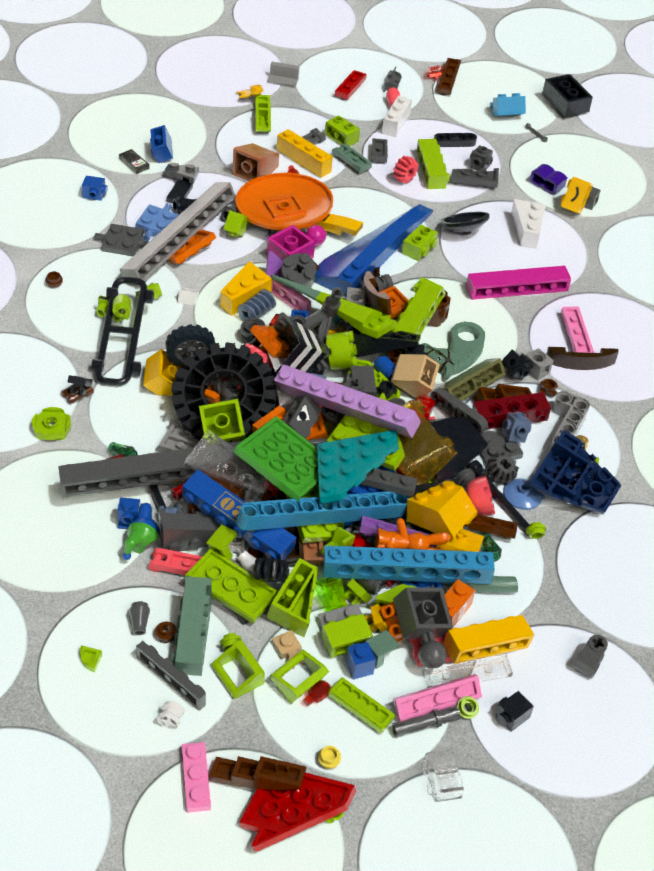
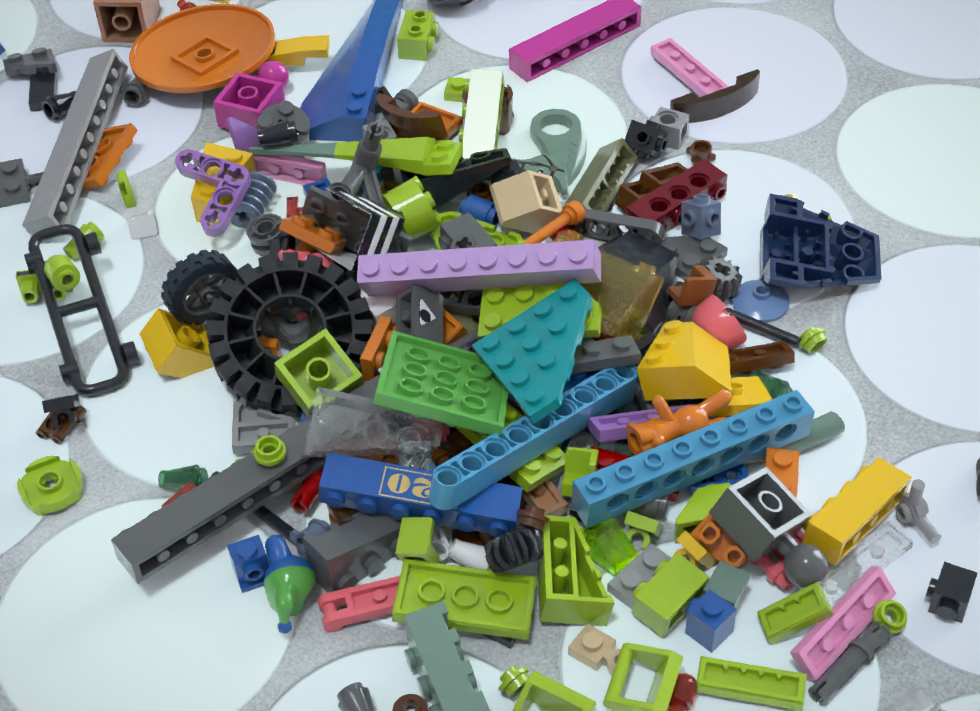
camera: 20 degrees left, 0 degrees up
(155, 220) = (32, 140): medium blue plate -> none
(168, 454) = (269, 450): none -> lime plate
(191, 271) = (125, 189): none -> lime tile
(236, 224) = (153, 102): lime brick -> none
(241, 292) = (223, 183): none -> medium lavender beam
(290, 556) = (532, 517): none -> reddish brown plate
(291, 273) = (279, 134): none -> black cone
(387, 388) = (503, 235): black plate -> none
(412, 678) = (795, 613): none -> lime plate
(435, 392) = (570, 215): none -> orange piece
(479, 468) = (695, 288): none -> dark orange panel
(525, 655) = (913, 509): none -> light grey piece
(574, 411) = (757, 169): light grey beam -> none

